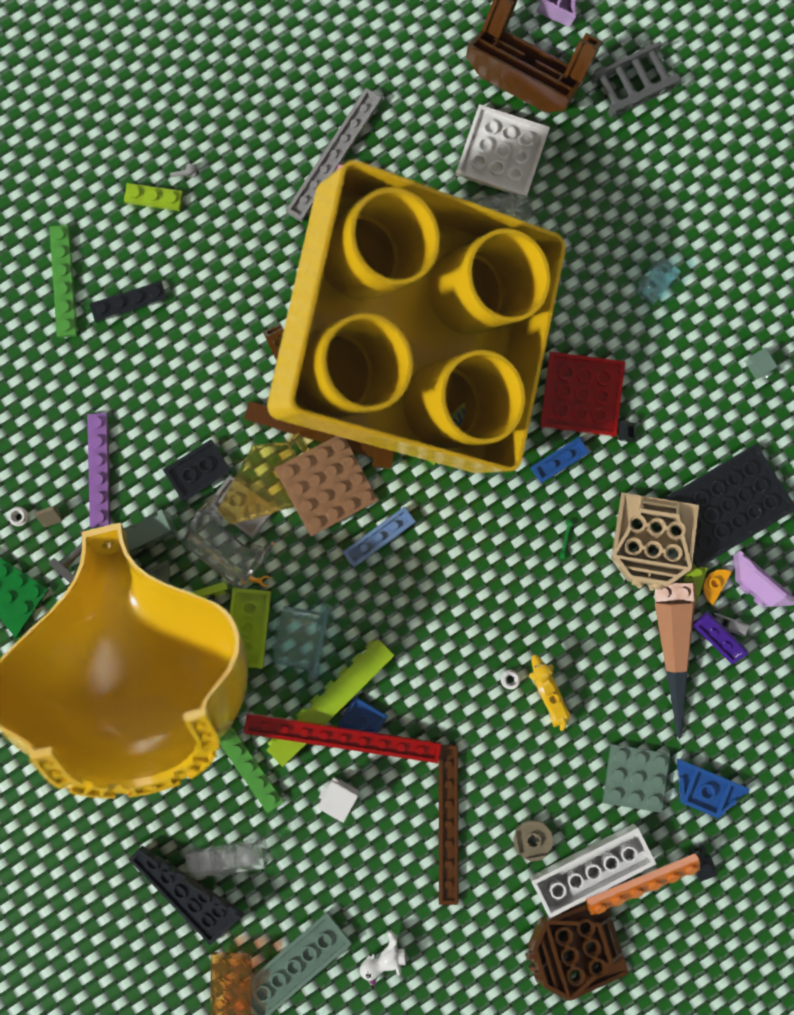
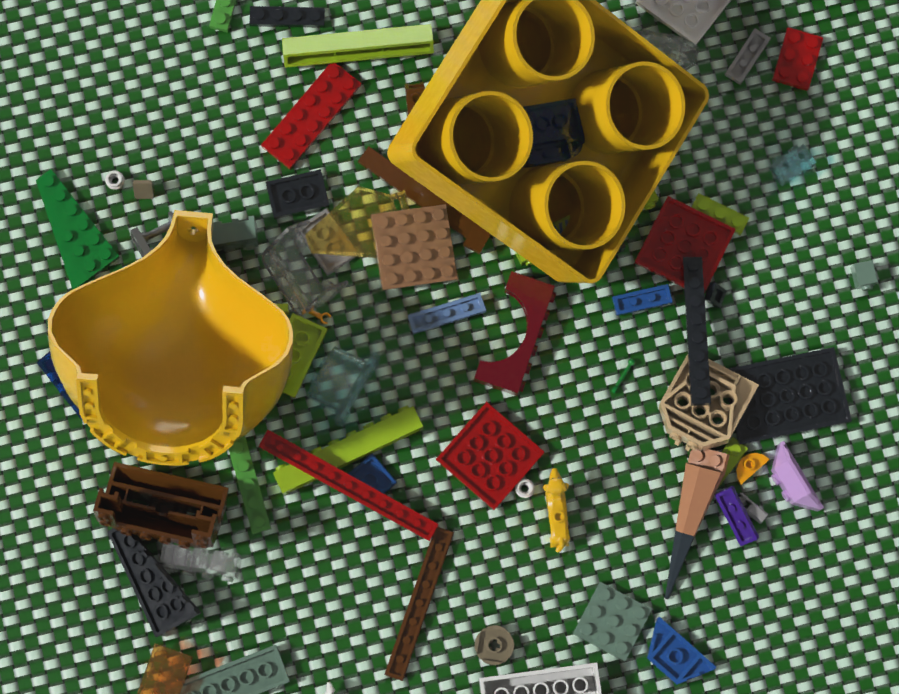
camera: 10 degrees right, 5 degrees down
(98, 470) = (205, 160): medium lavender plate -> none
(178, 828) = (168, 501): none -> reddish brown wedge
(184, 389) = (311, 115): none -> red plate
(205, 307) = (357, 45): none -> lime brick
(337, 799) = (324, 540): white piece -> none
(427, 329) = (556, 132): none -> plate
(458, 495) = (534, 299): none -> dark red arch
(467, 660) = (490, 456): none -> red plate
(579, 190) = (747, 56): none -> light grey plate
(605, 350) = (721, 213): none -> lime plate
(623, 474) = (696, 331): none -> black plate
(627, 177) = (797, 59): none -> red plate

